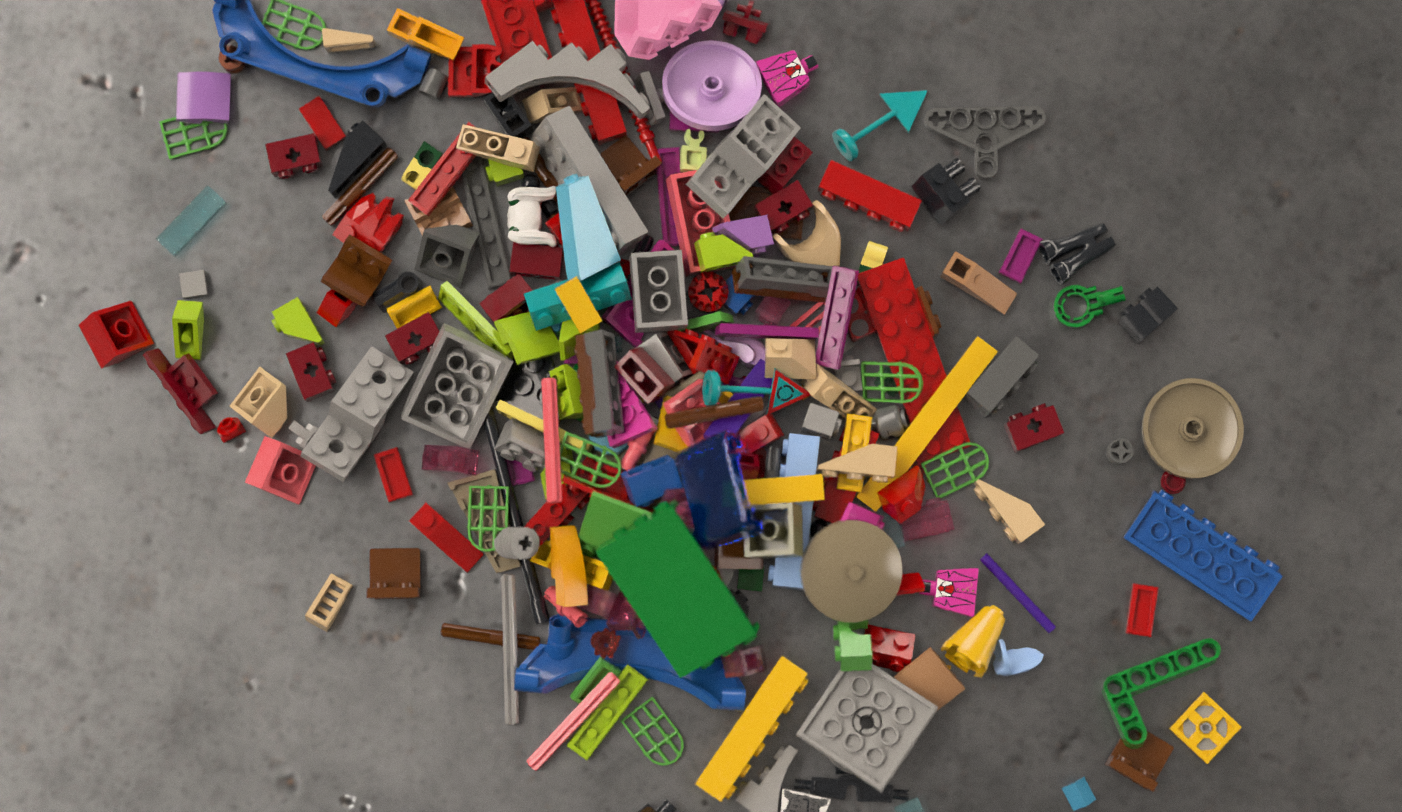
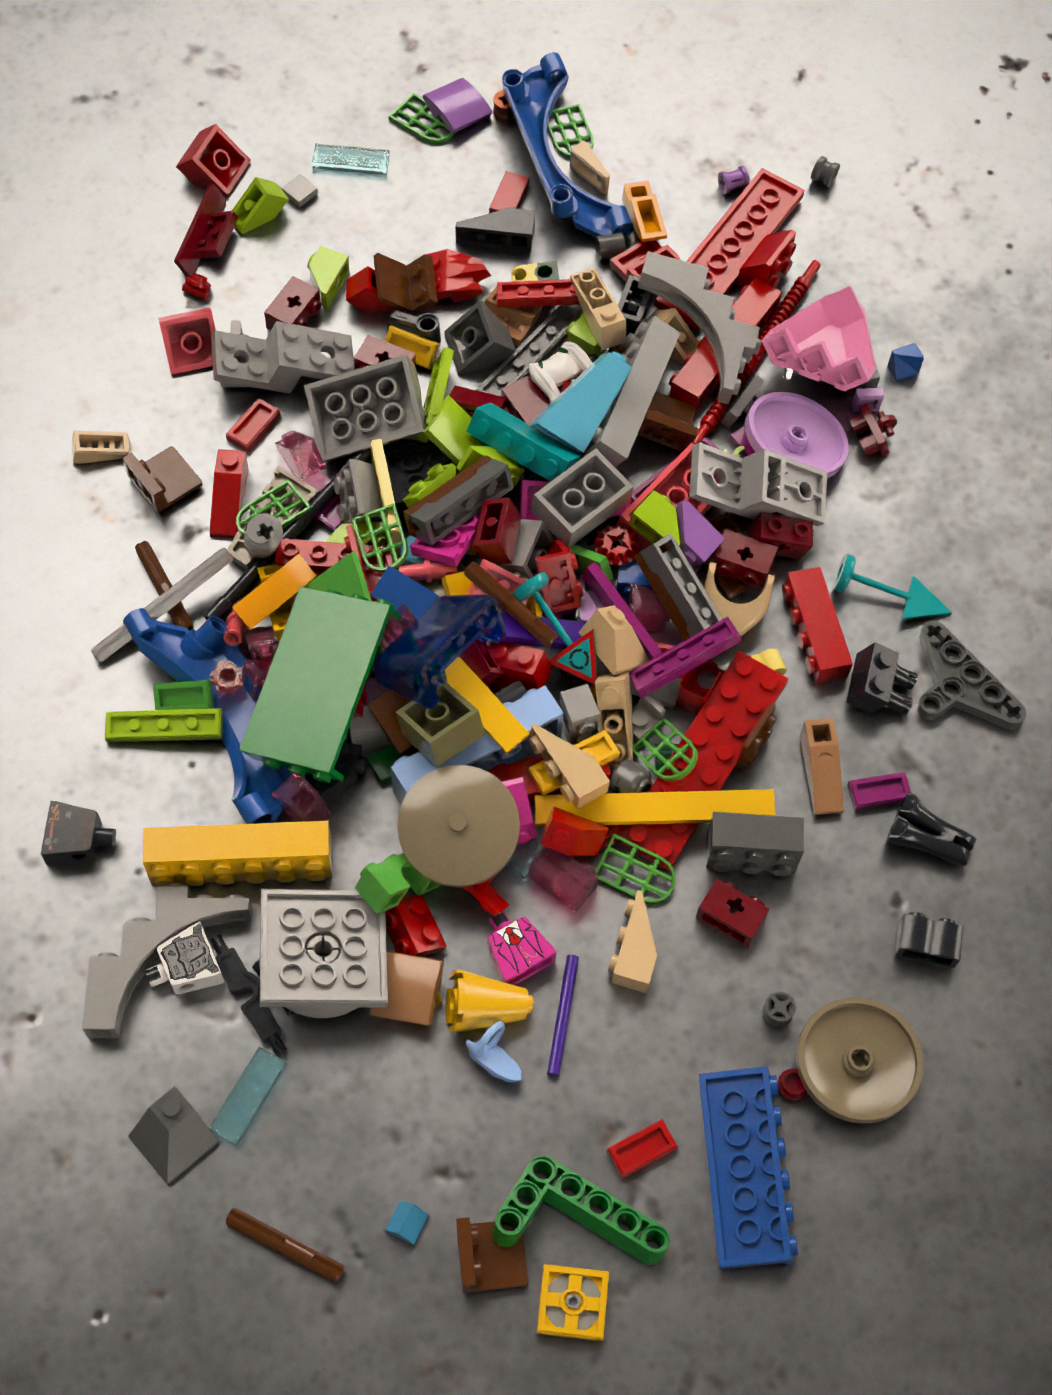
camera: 50 degrees right, 20 degrees down
(263, 402) = (234, 293): tan slope -> none
(282, 152) = (464, 189): dark red brick -> none
(360, 186) = (482, 250): reddish brown axle -> none
(551, 440) = (375, 496): coral axle -> none
(573, 721) = (133, 699): coral axle -> none
(578, 304) = (514, 436): yellow tile -> none
(656, 746) = (184, 775): bright green window -> none
(785, 75) = (858, 489): dark pink torso -> none
(1103, 299) = (896, 884): green pin -> none

